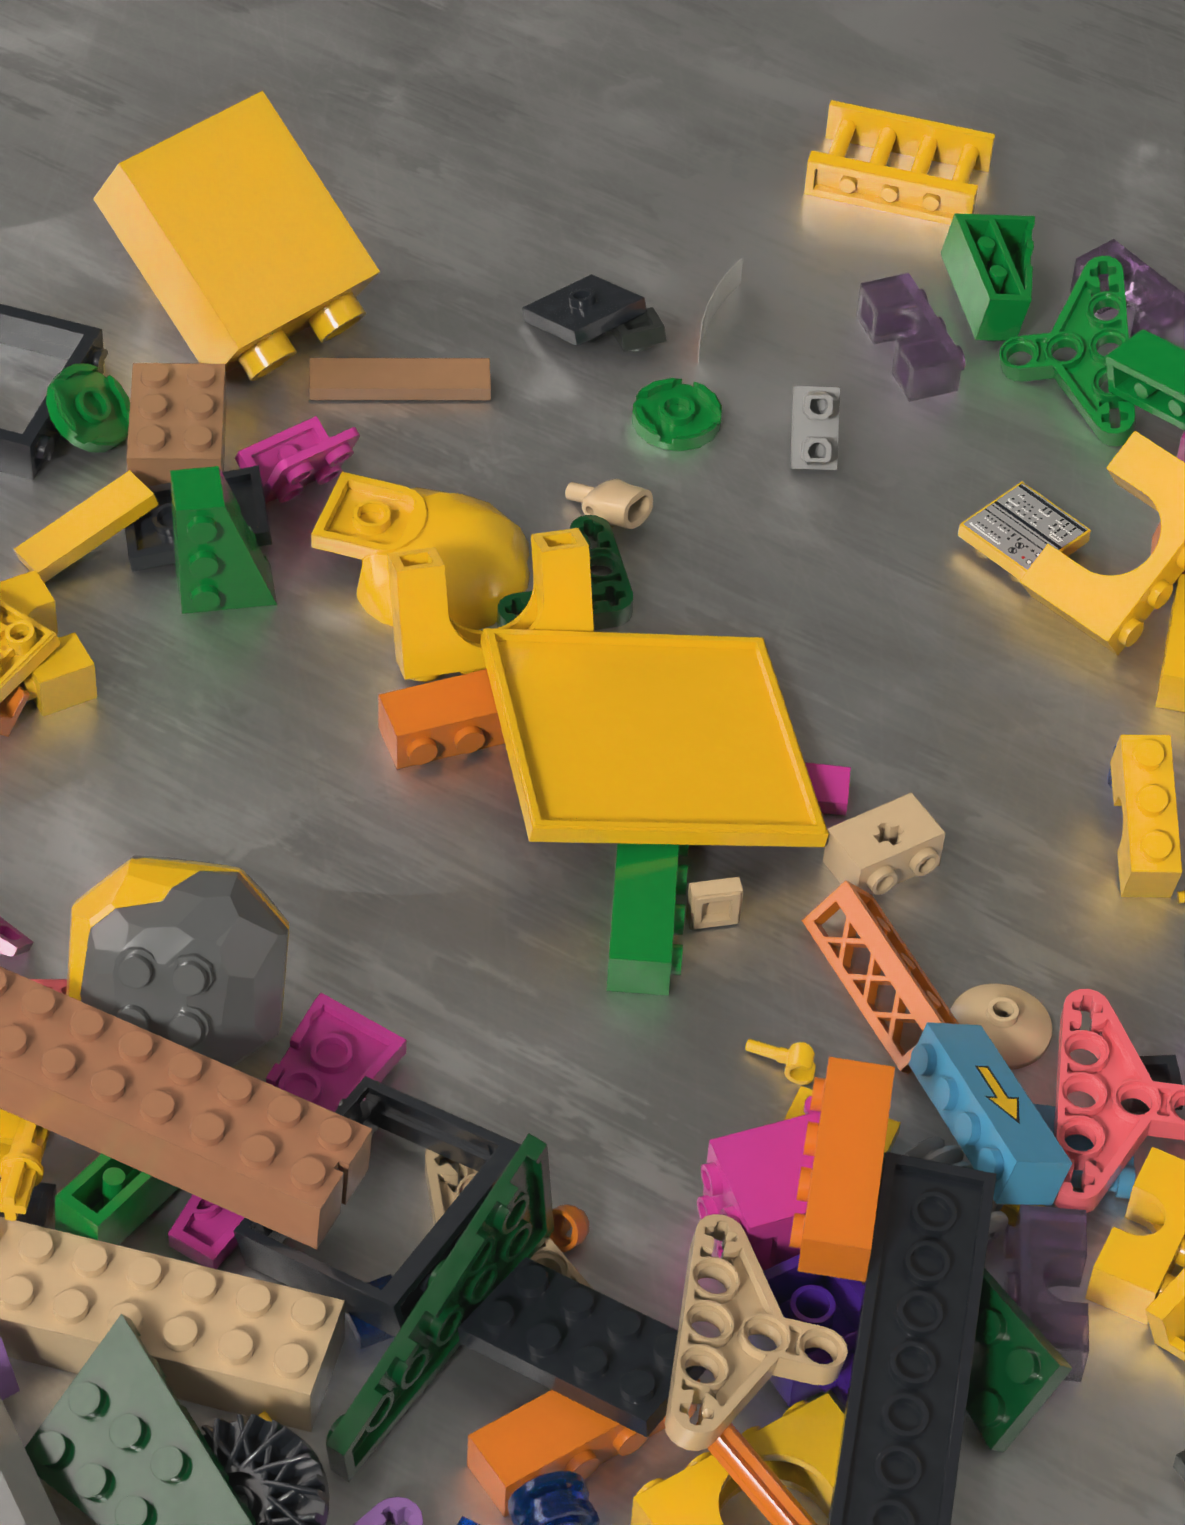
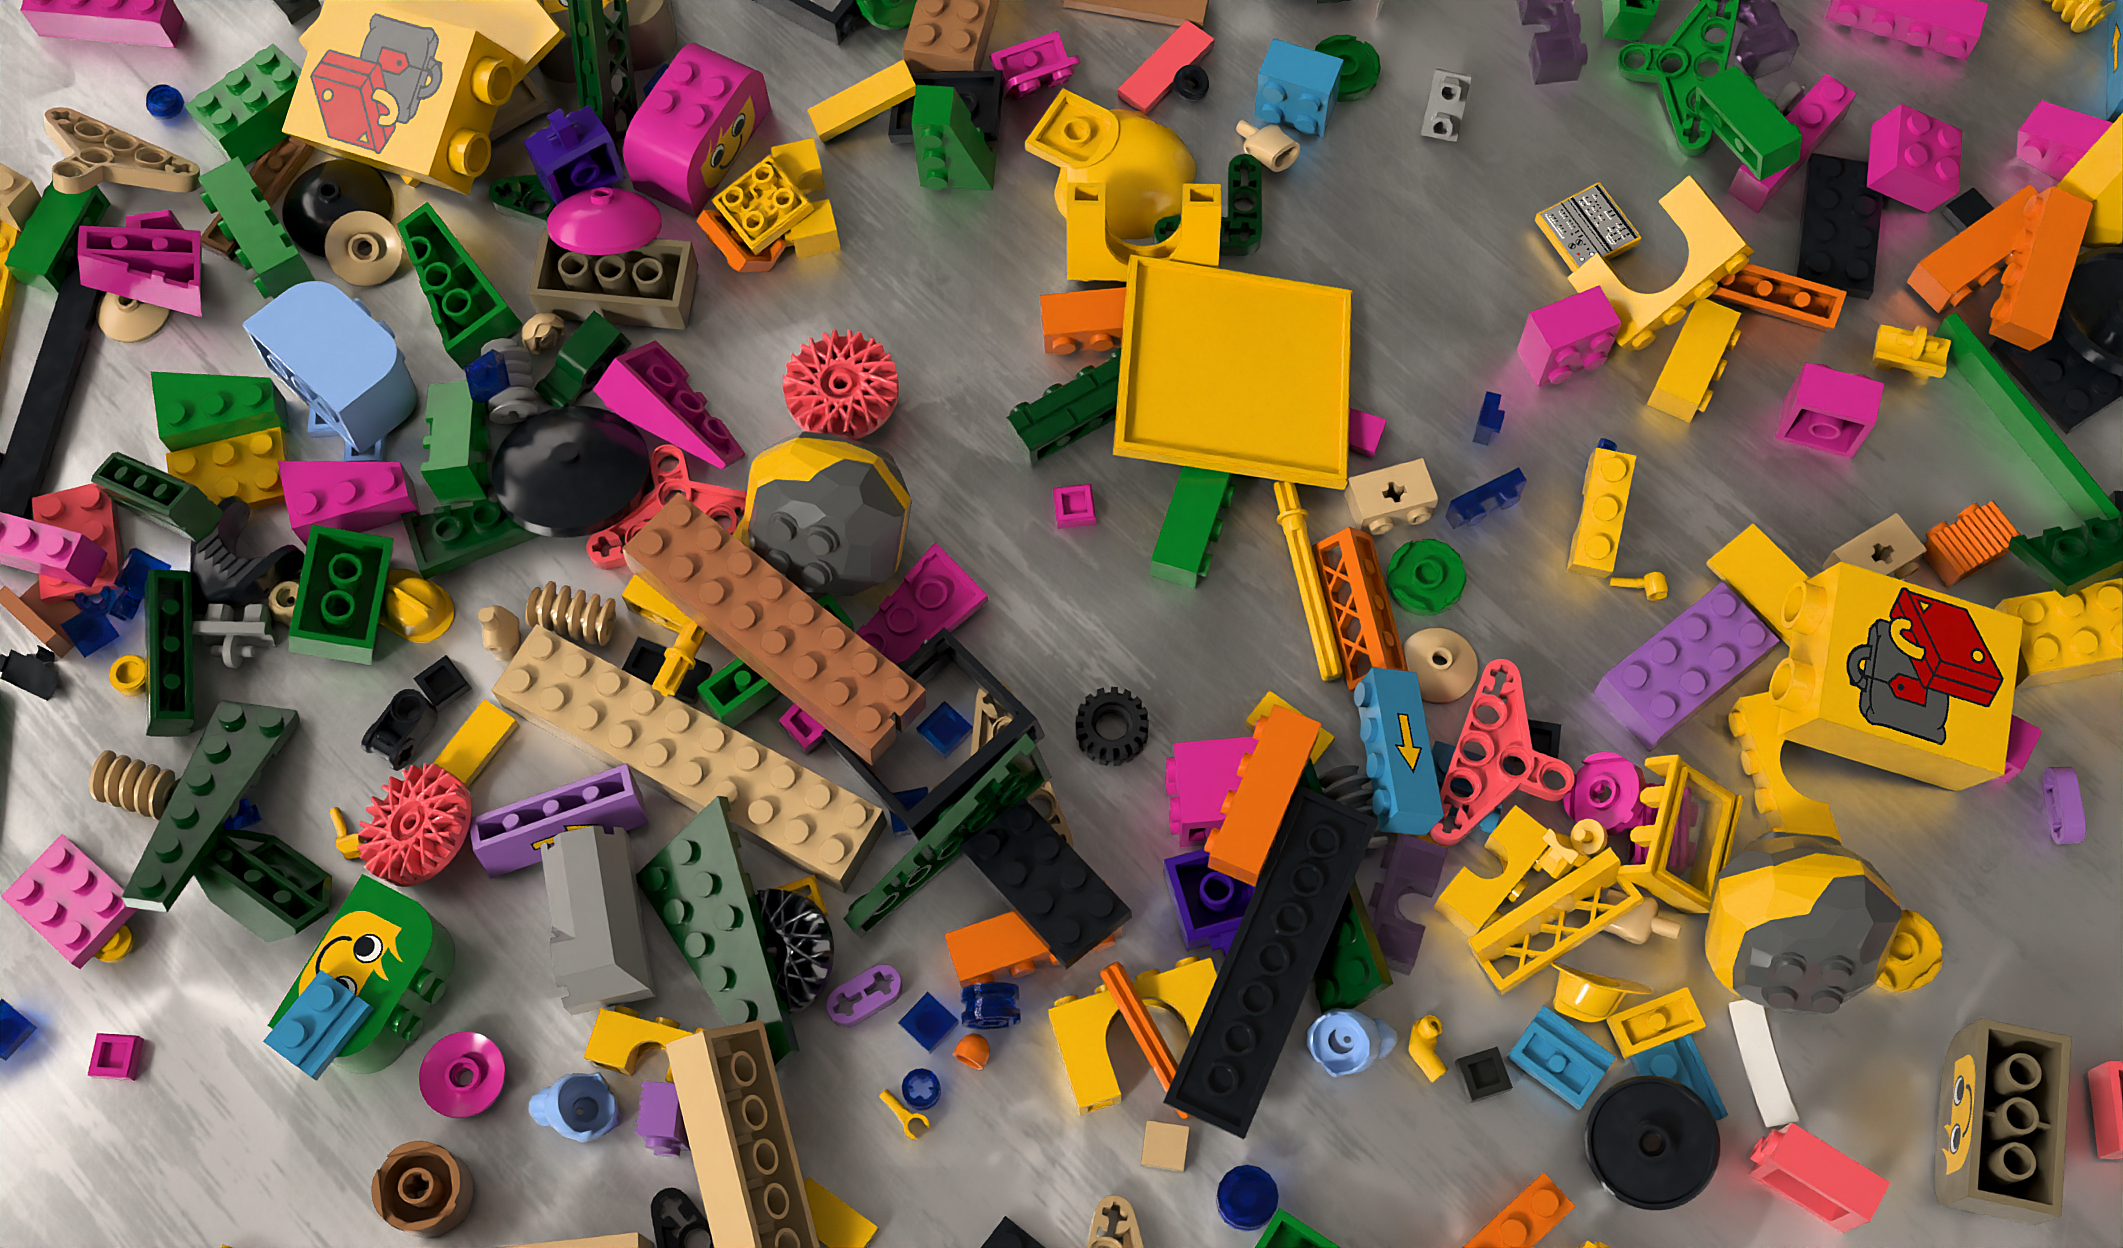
camera: 20 degrees right, 20 degrees up
(144, 820) = (841, 385): none -> coral wheel
(392, 1209) = (944, 729): none -> clear blue tile
(449, 821) = (1066, 411): none -> dark green brick
(458, 442) = (1155, 76): none -> coral tile
(486, 928) = (1074, 506): none -> dark pink tile
(496, 452) = (1197, 76): none -> black plate
(564, 1218) = (1064, 766): orange hinge -> none
(605, 1187) = (1116, 703): none -> black tyre
(632, 431) = (1298, 87): none -> dark azure brick
(714, 903) = (1247, 521): tan tile -> none
(738, 1313) = (1139, 927): tan beam -> none
(770, 894) = (1296, 532): none -> yellow axle
(798, 1059) = (1275, 665): yellow hand -> none
(954, 931) = (1426, 577): none -> green tile
(974, 745) = (1489, 418): none -> clear blue plate
(999, 830) = (1475, 504): none -> clear blue plate
(1042, 638) = (1568, 336): none -> dark pink brick
(1052, 1450) = (1368, 1036): none -> light blue piece
(1127, 1454) = (1423, 1046): none -> yellow arm

